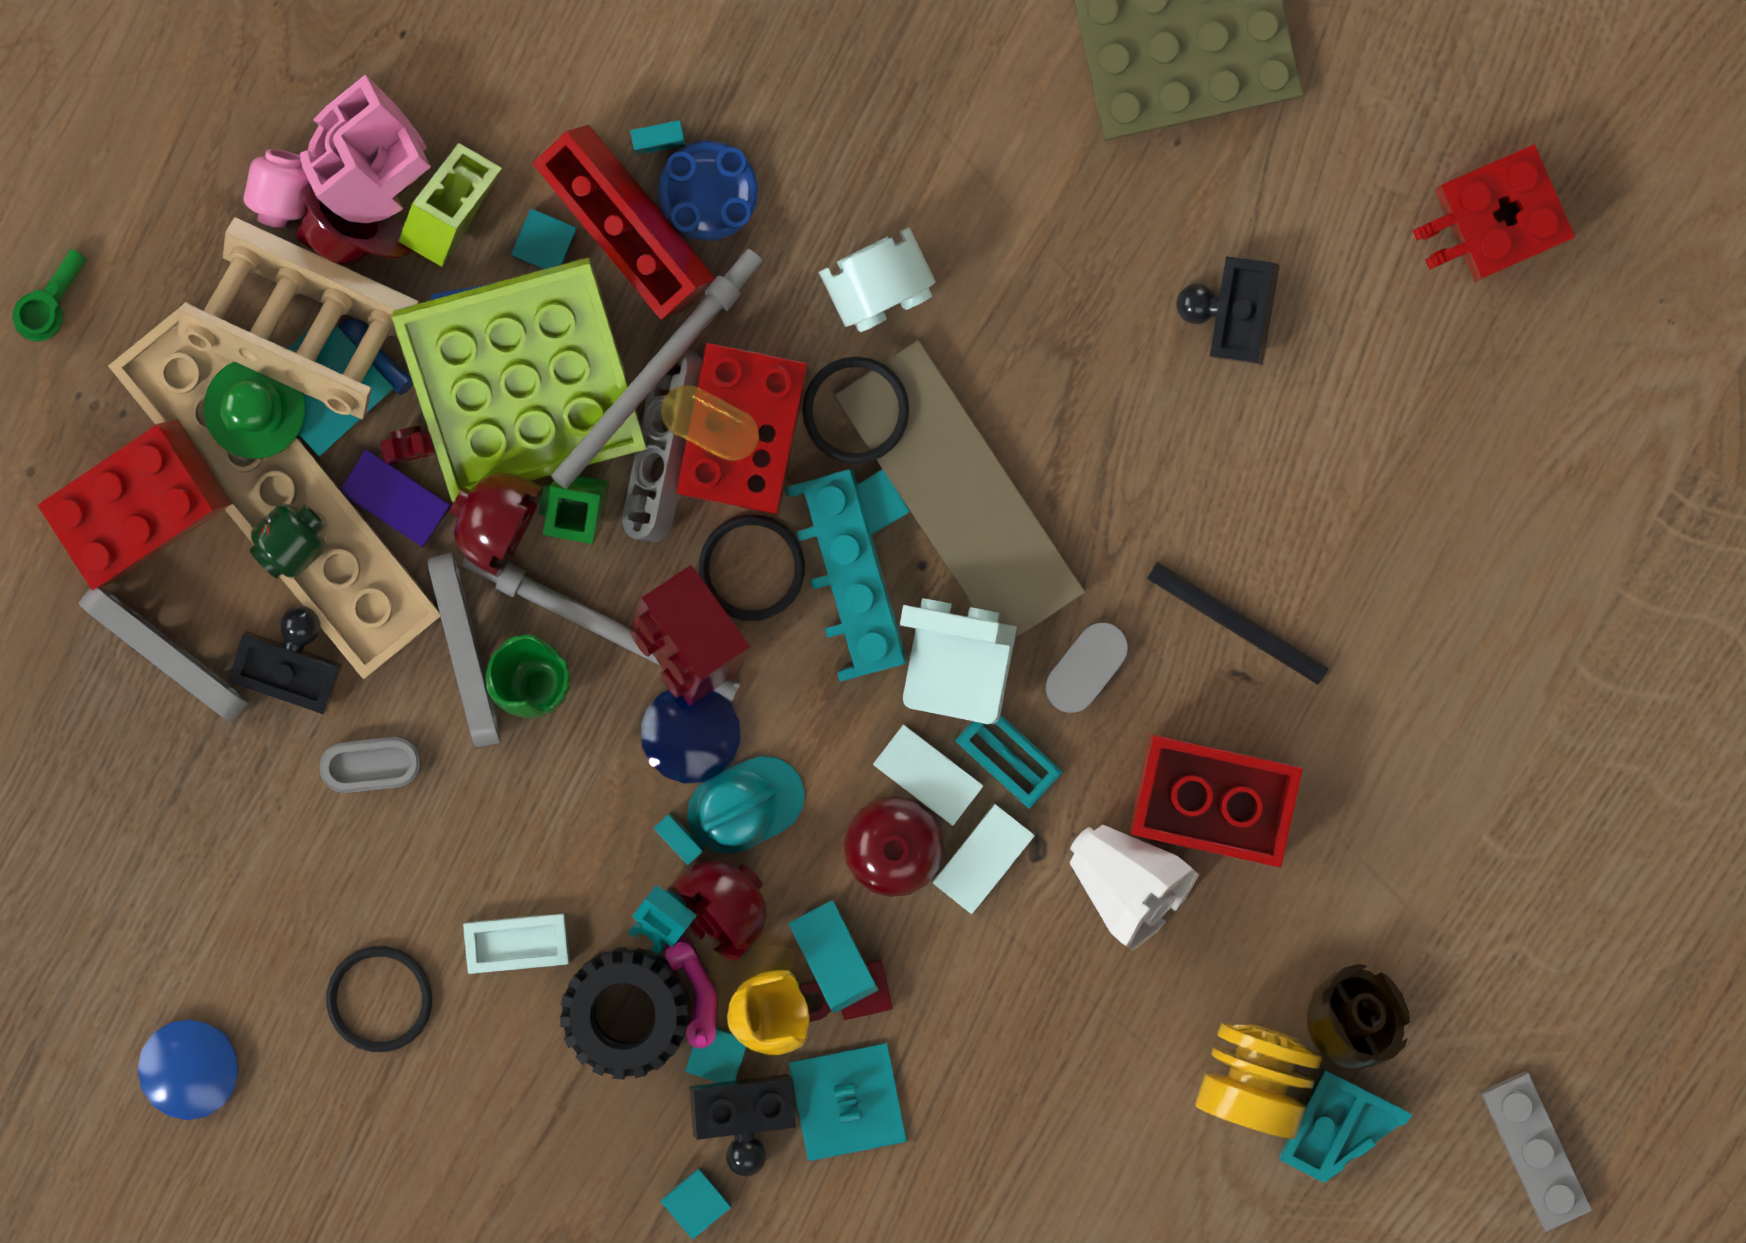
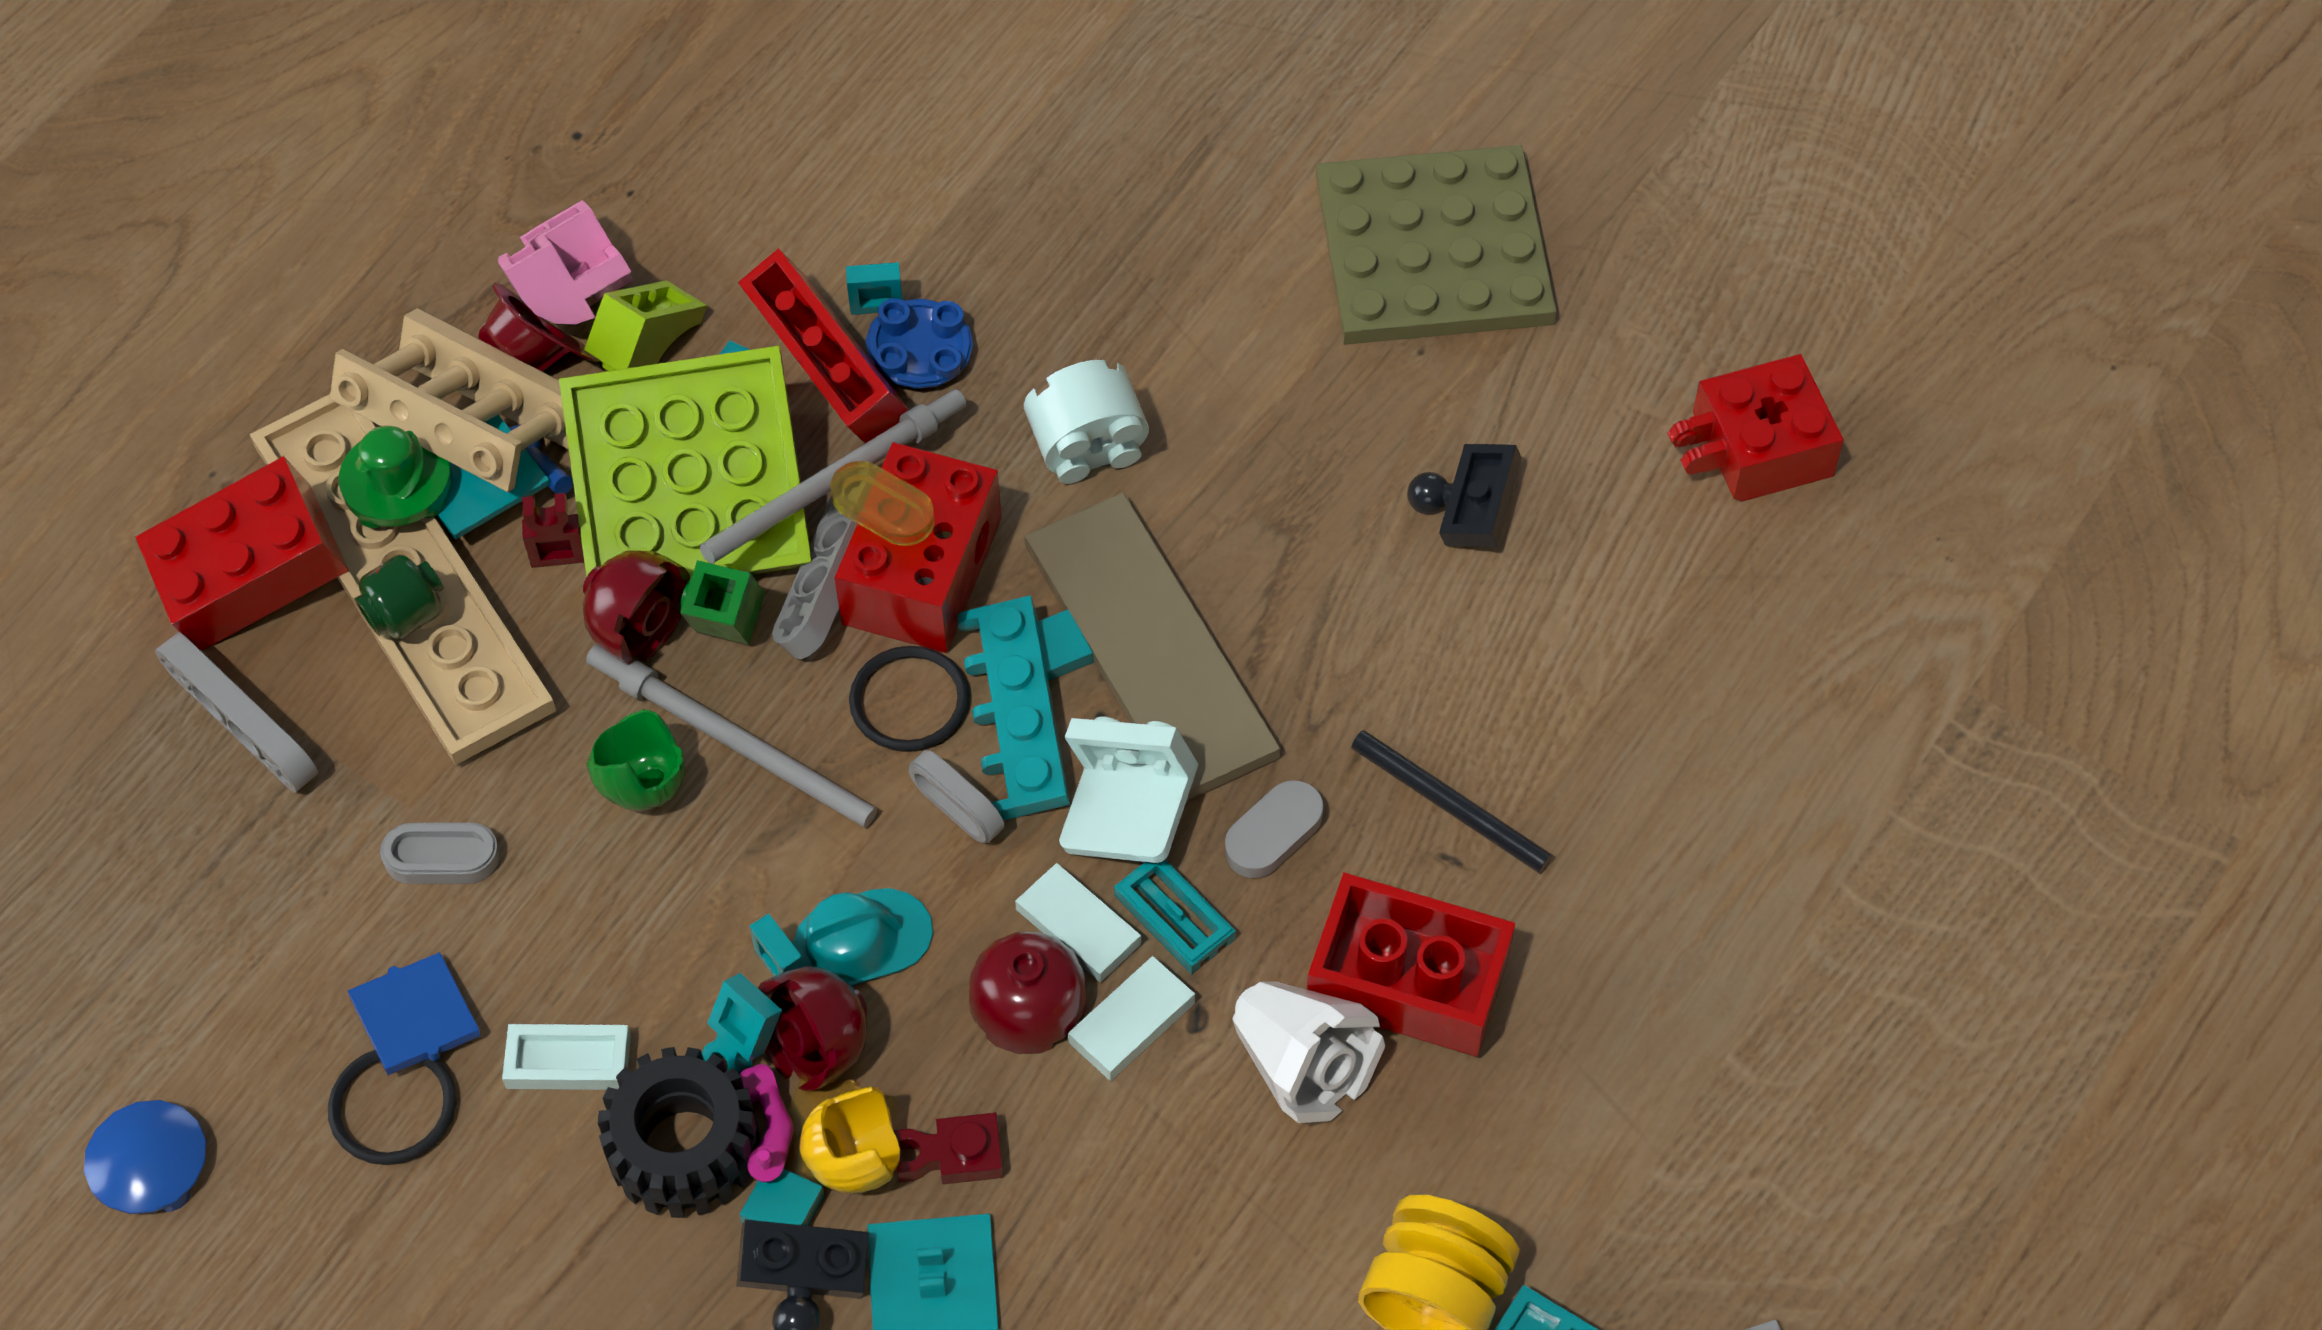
camera: 10 degrees right, 30 degrees down
(38, 313) = (192, 386): green plate -> none
(276, 188) = (466, 292): bright pink head -> none
(286, 669) = (370, 740): black plate -> none
(380, 918) = (413, 1013): none -> blue piece
(395, 498) = (529, 594): dark purple tile -> none
(464, 650) = (571, 741): light grey beam -> none
(689, 636) = (825, 726): dark red brick -> none
(691, 740) = (810, 852): clear blue dish -> none
(808, 672) = (955, 797): none -> light grey tile
(833, 956) = (939, 1097): teal tile -> none
(894, 438) = (1054, 591): black tyre -> none
(1358, 1018) = (1564, 1220): dark brown cylinder -> none

